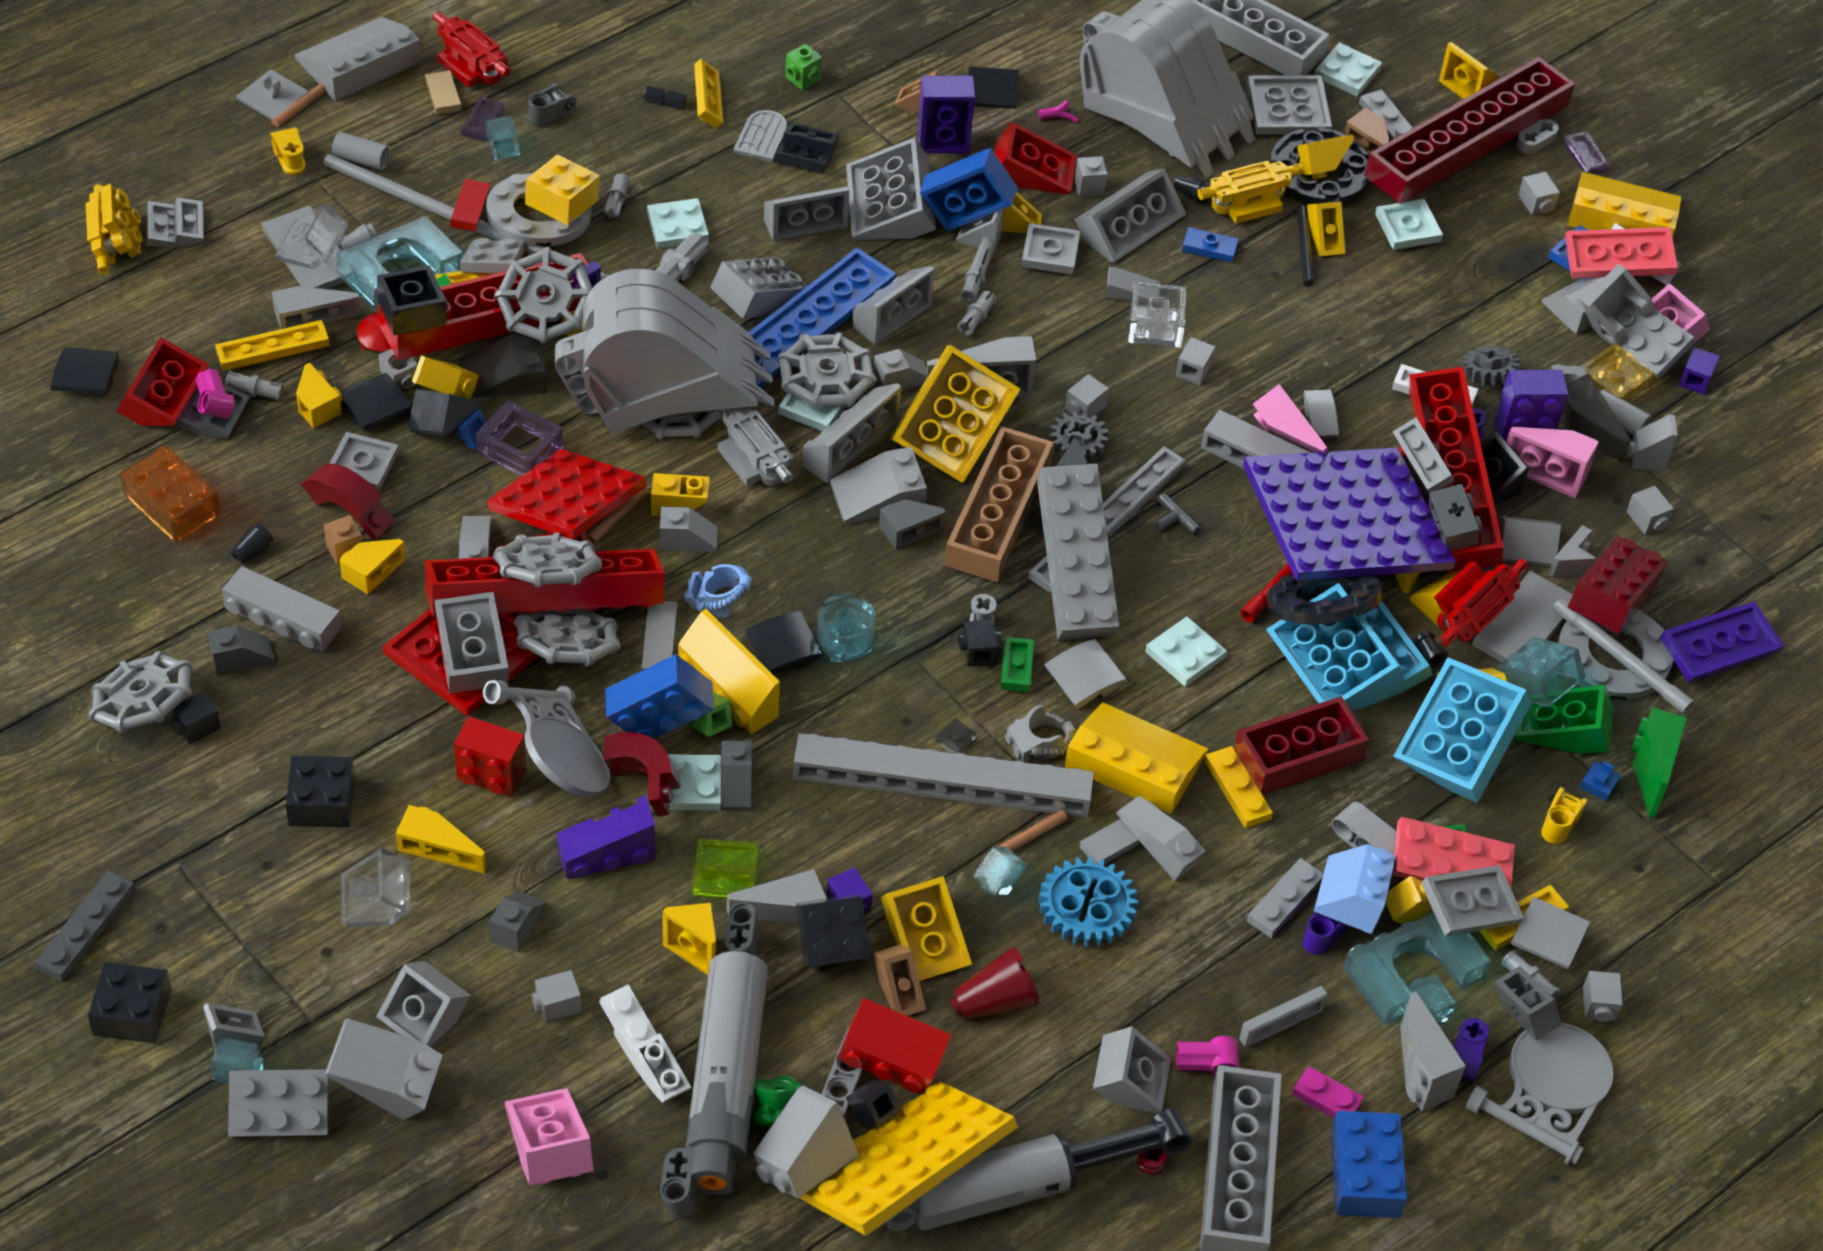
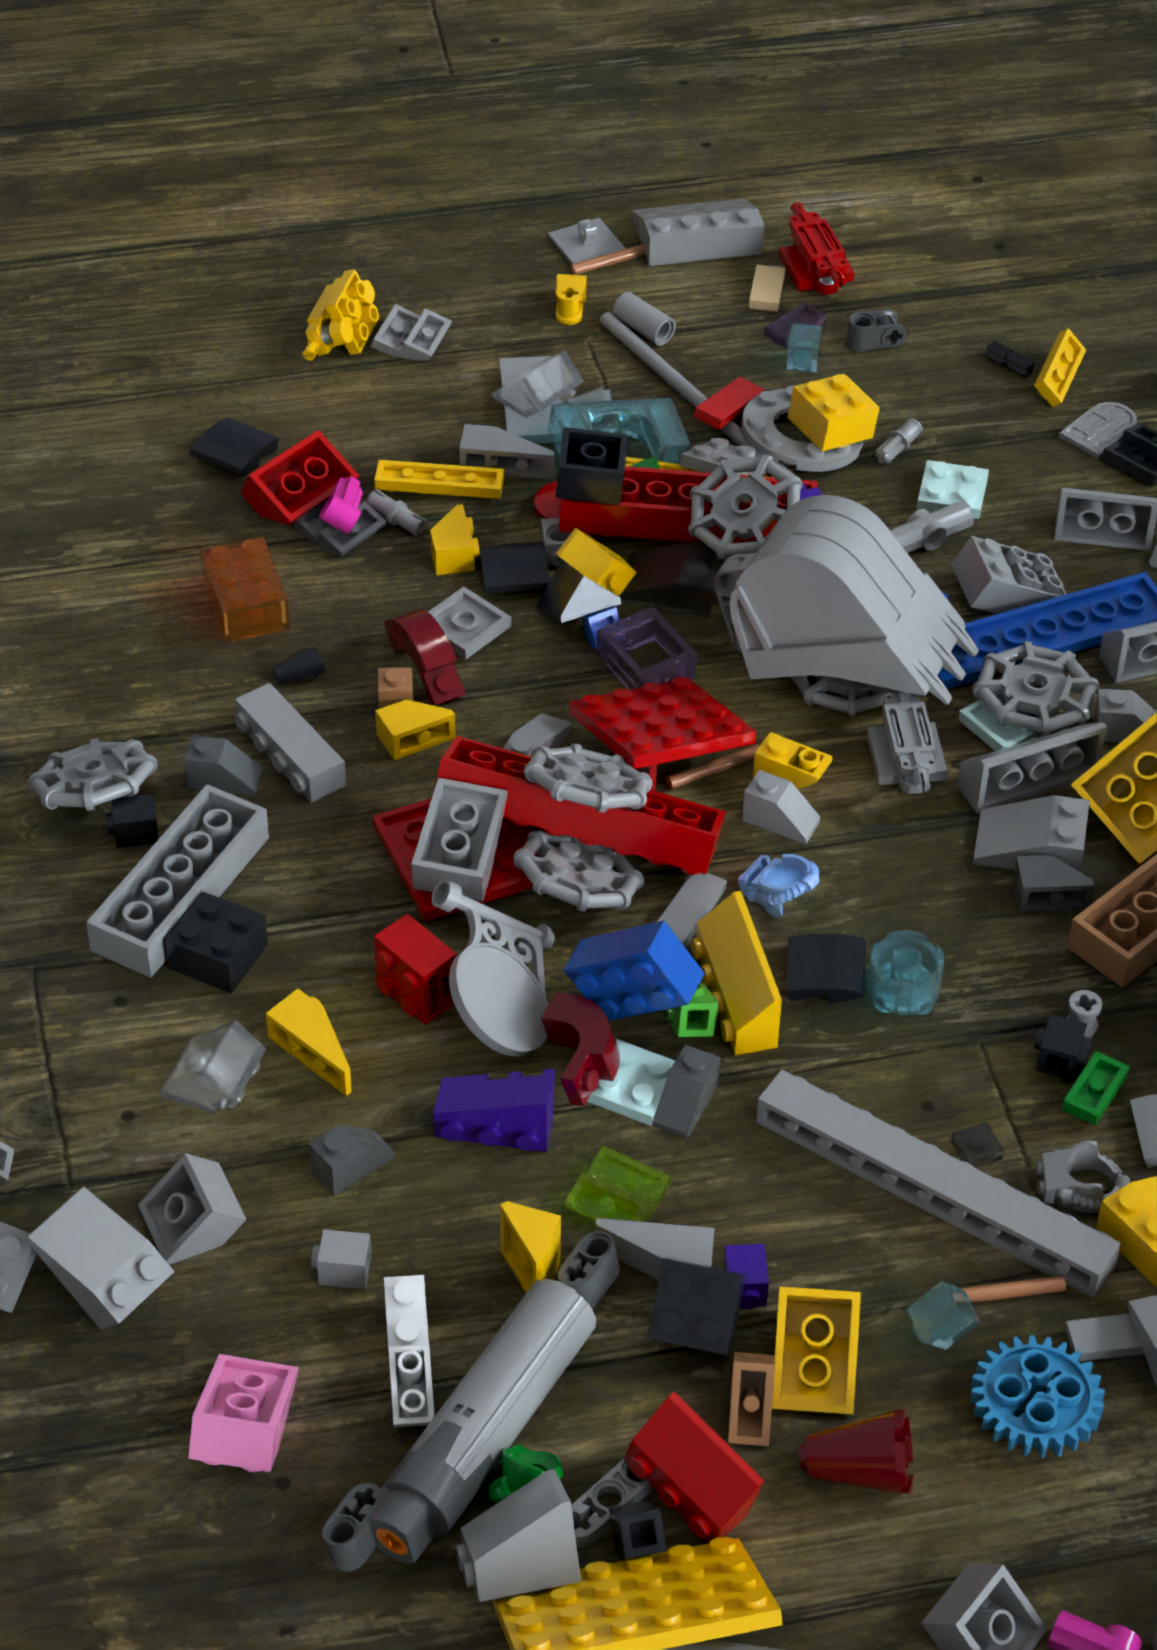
camera: 30 degrees right, 5 degrees down
(261, 753) = (194, 855): none -> light grey brick

